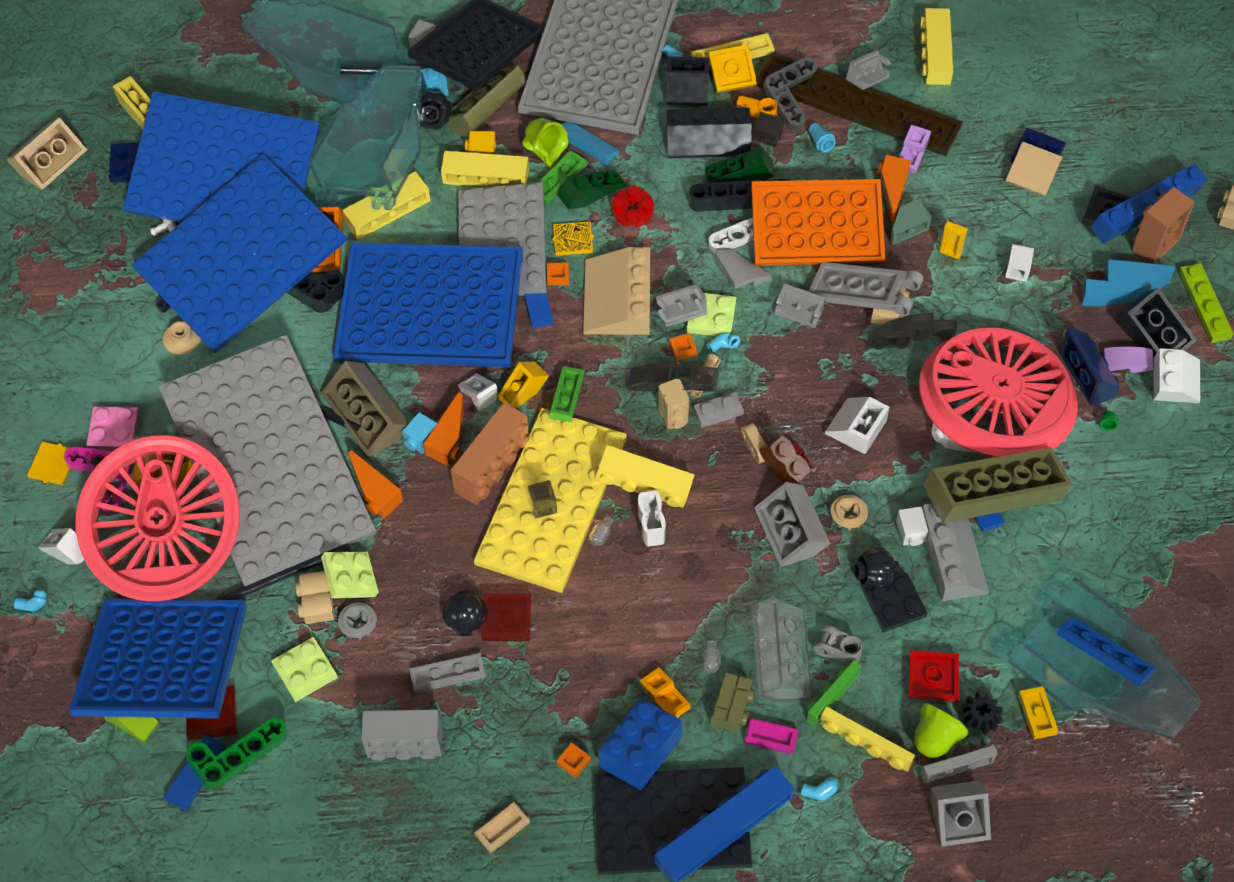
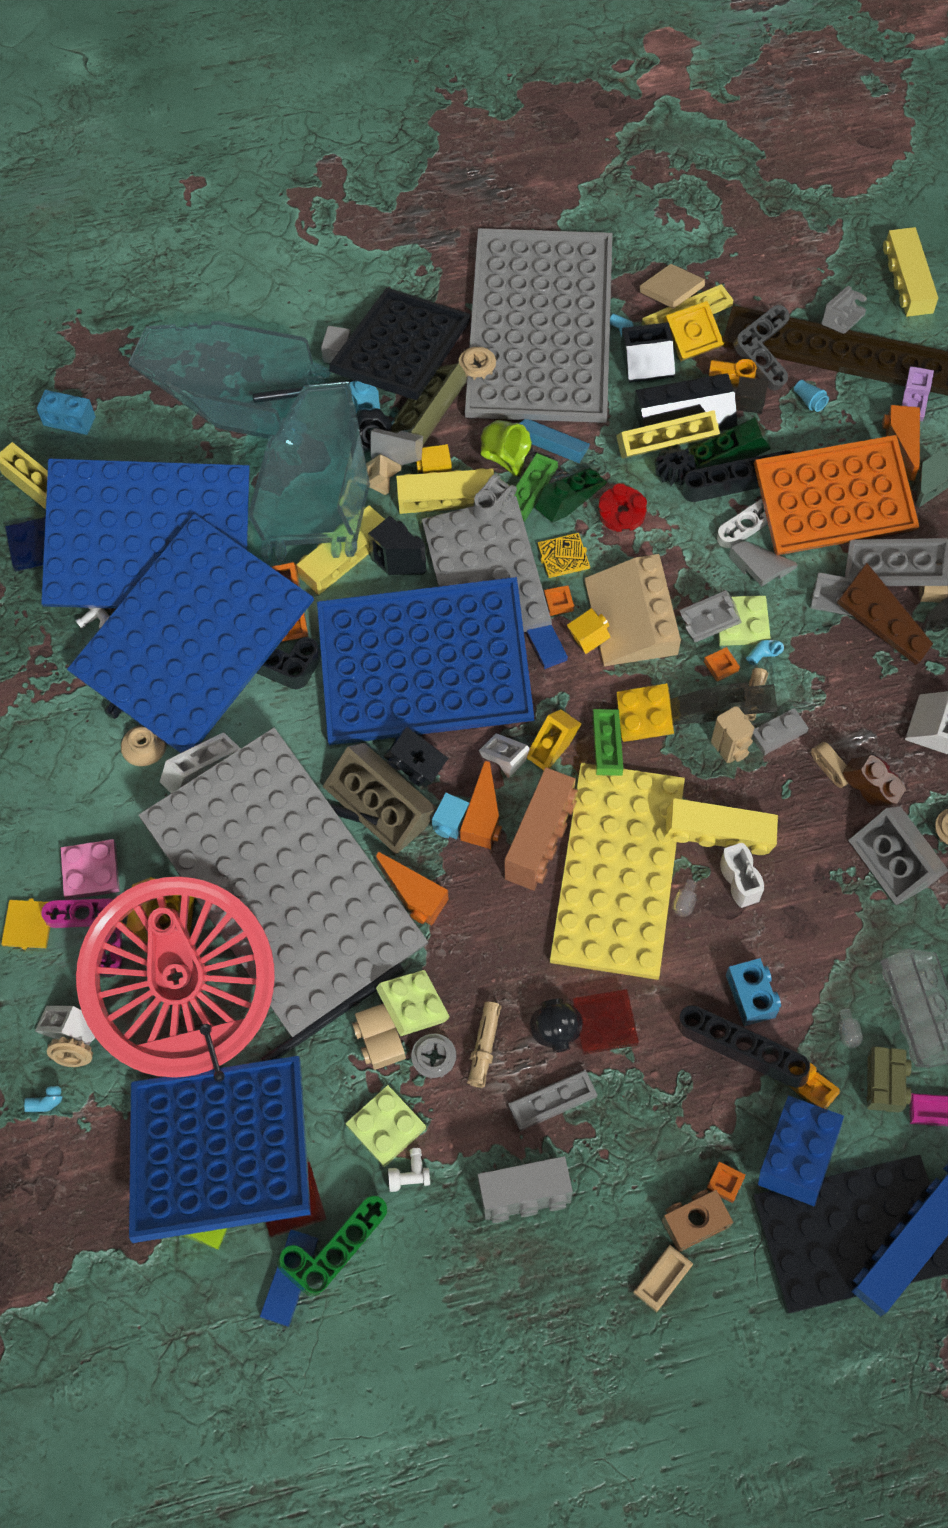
camera: 10 degrees left, 5 degrees up
(65, 571) = (69, 1052): none -> tan gear
(172, 564) = (206, 1029): none -> black hinge
(182, 59) = (66, 412): none -> dark azure brick
(211, 354) = (195, 761): none -> white slope
(321, 710) = (418, 1173): none -> white piece
(397, 370) = (428, 760): none -> black brick
(397, 625) = (481, 1056): none -> tan pin
(428, 210) = (397, 549): none -> black slope
(432, 147) = (380, 471): none -> tan panel
(447, 128) = (399, 447): none -> light grey slope
(522, 177) = (495, 495): none -> light grey piece
(542, 499) = (614, 874): clear smoke brick -> none
(544, 63) = (483, 357): none -> tan gear
(553, 791) = (686, 1234): none -> medium nougat brick
(576, 301) = (589, 630): none -> yellow brick
(607, 376) = (645, 712): none -> yellow plate
(621, 663) = (754, 1055): none -> black beam
(637, 614) = (745, 993): none -> dark azure brick
(685, 150) = (668, 434): none -> light yellow brick
(685, 176) = (674, 464): none -> black gear
(724, 28) = (672, 286): none -> tan tile
(829, 323) = (882, 613): none -> reddish brown wing

